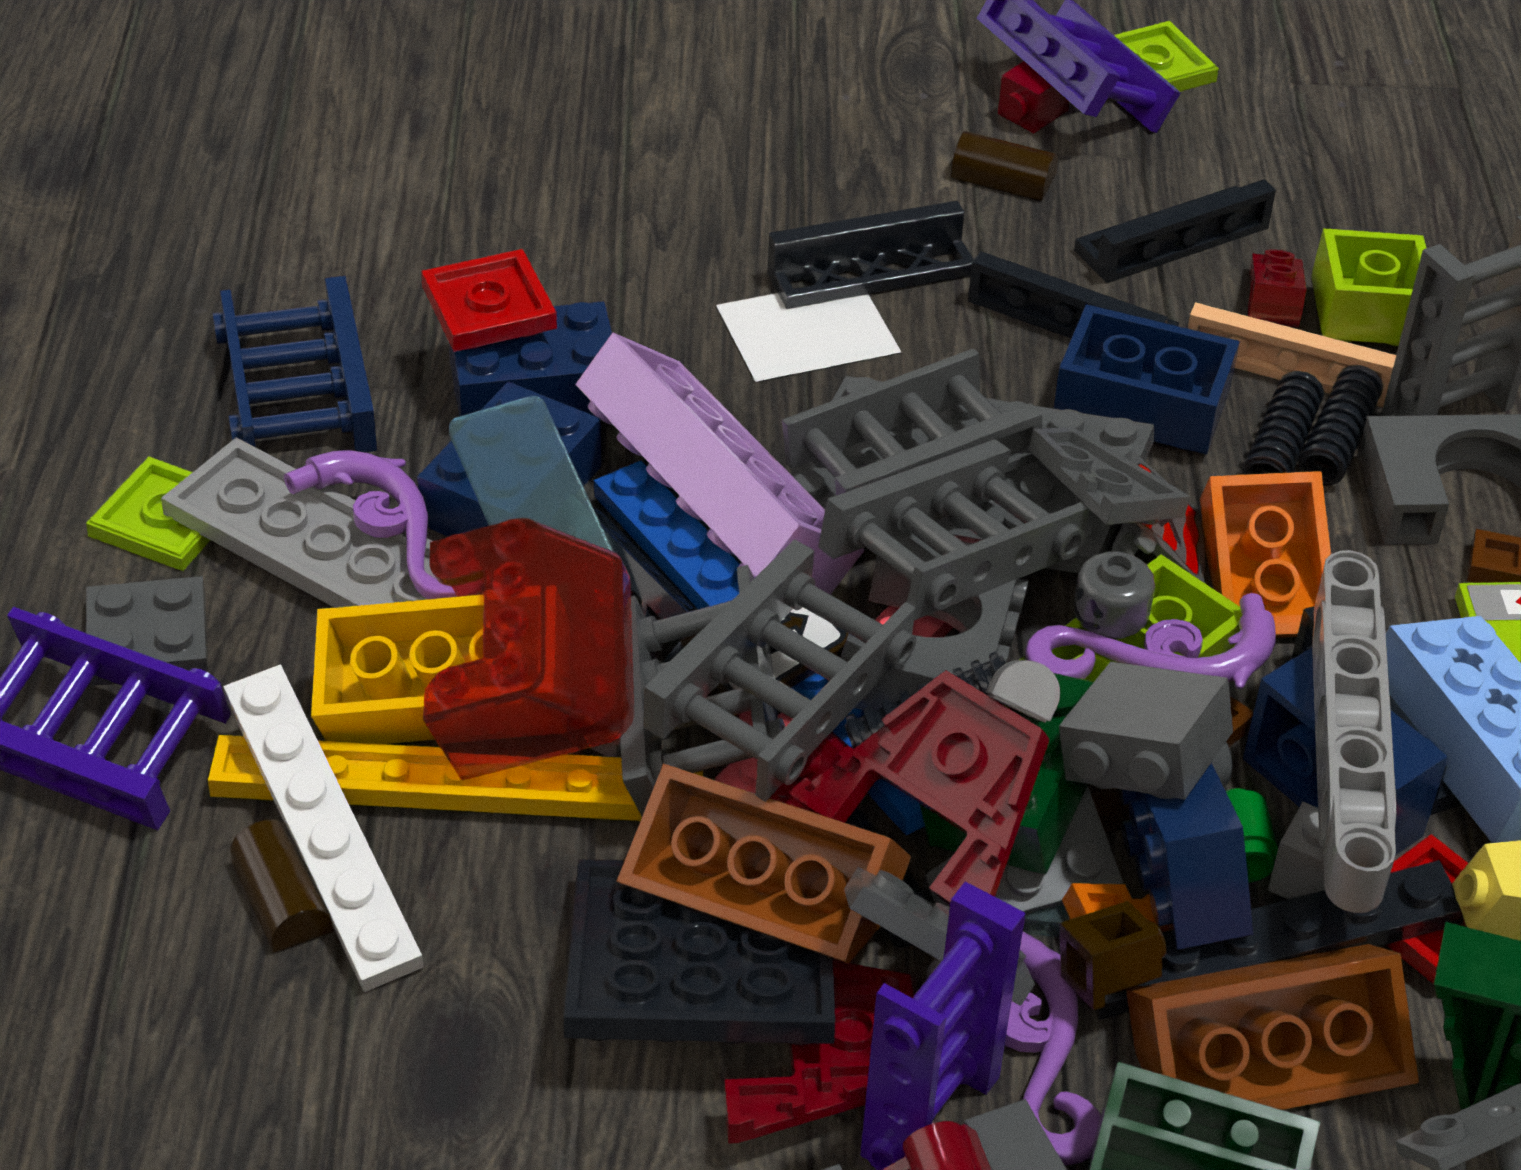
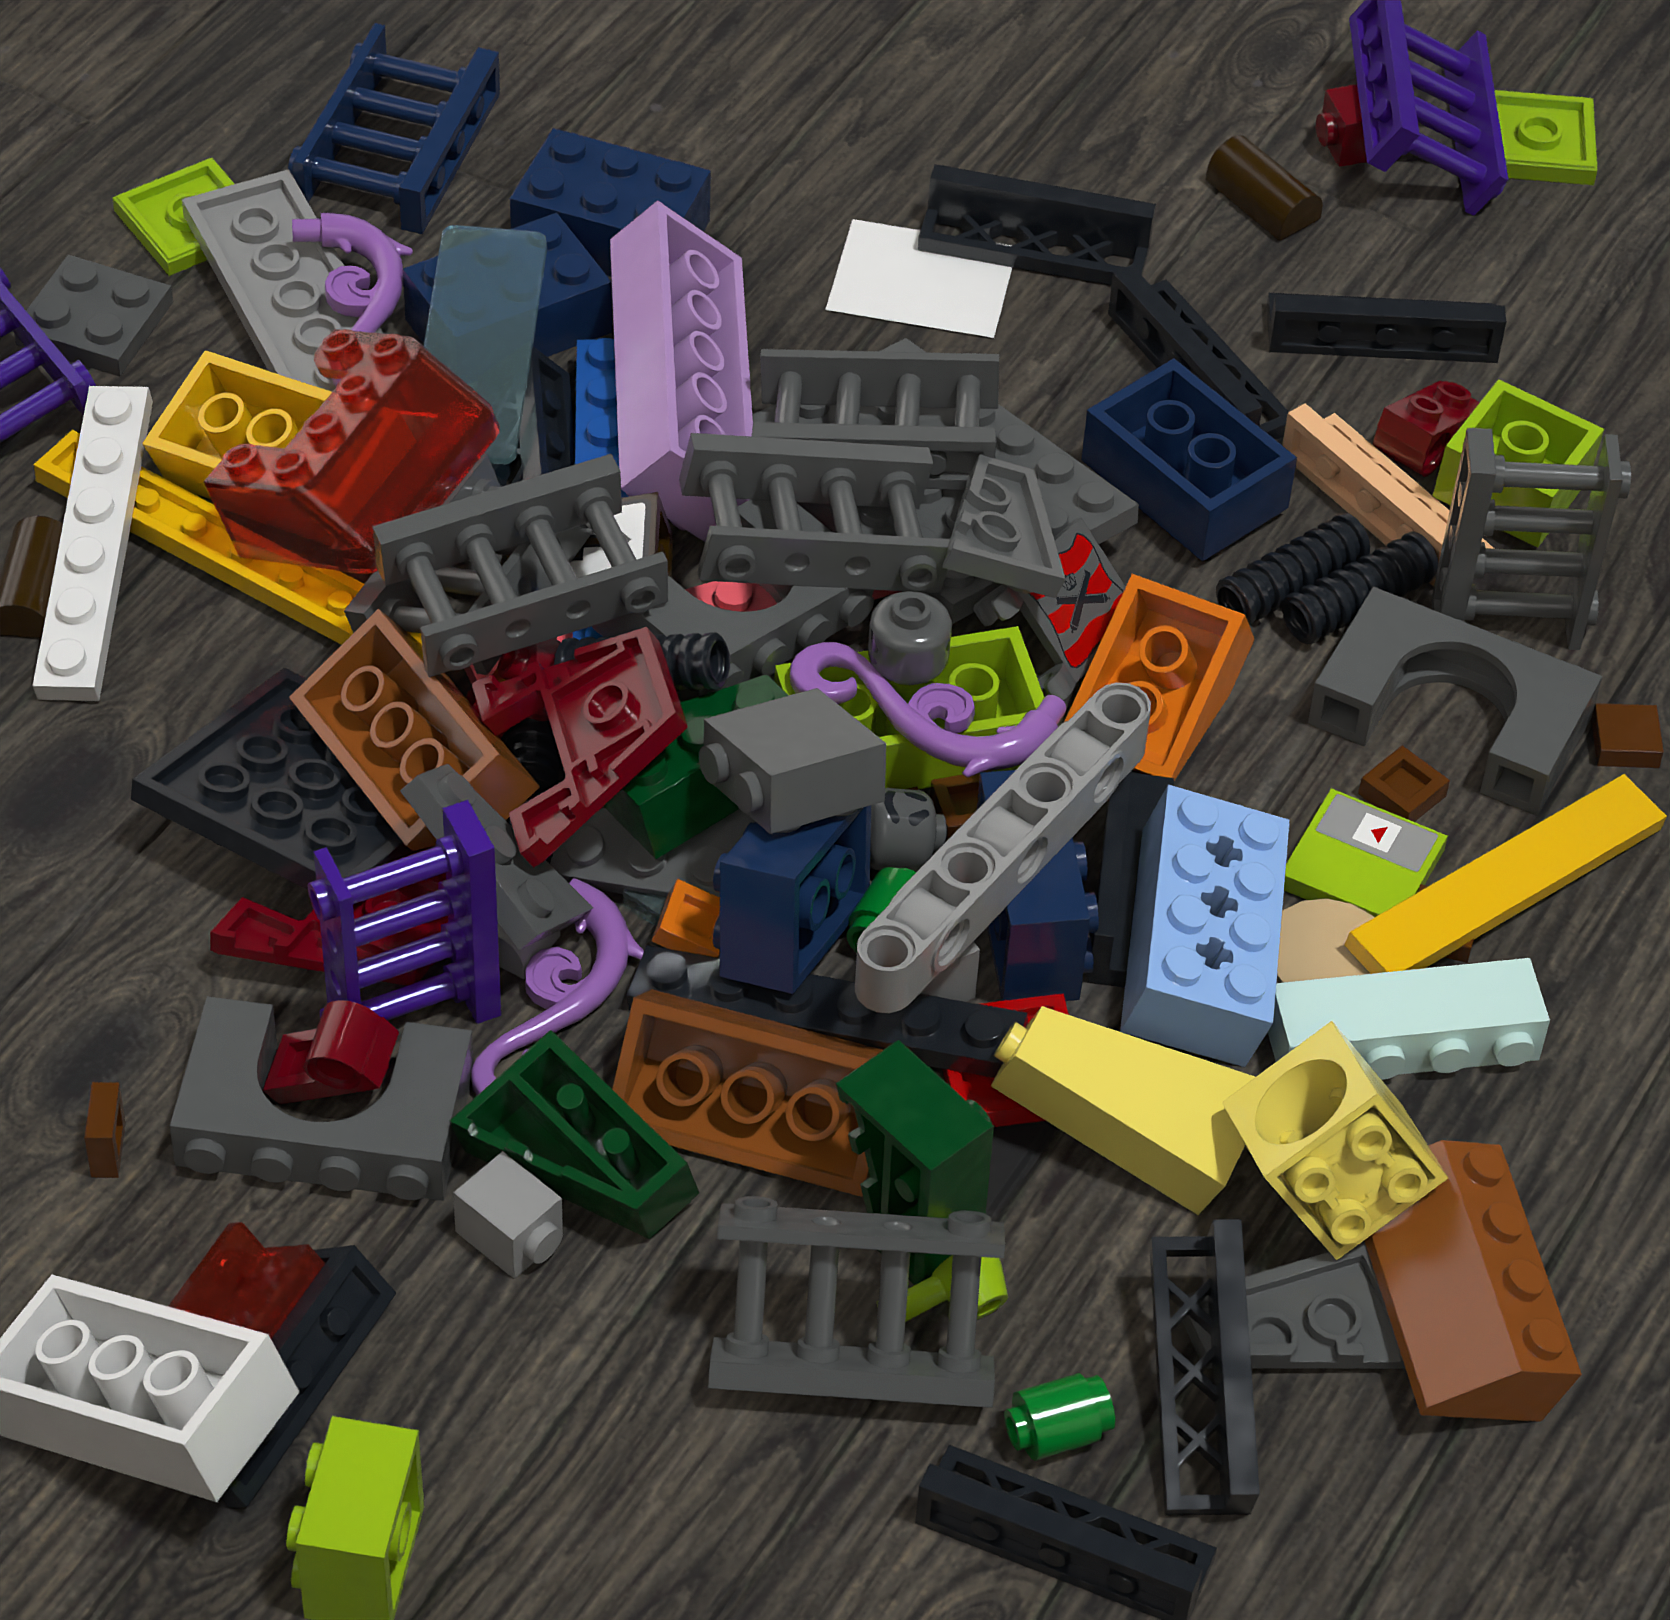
camera: 30 degrees right, 5 degrees up
(488, 300) = (584, 125): red plate -> none
(1026, 688) = (700, 674): light grey brick -> none
(1110, 952) = (649, 946): dark brown brick -> none

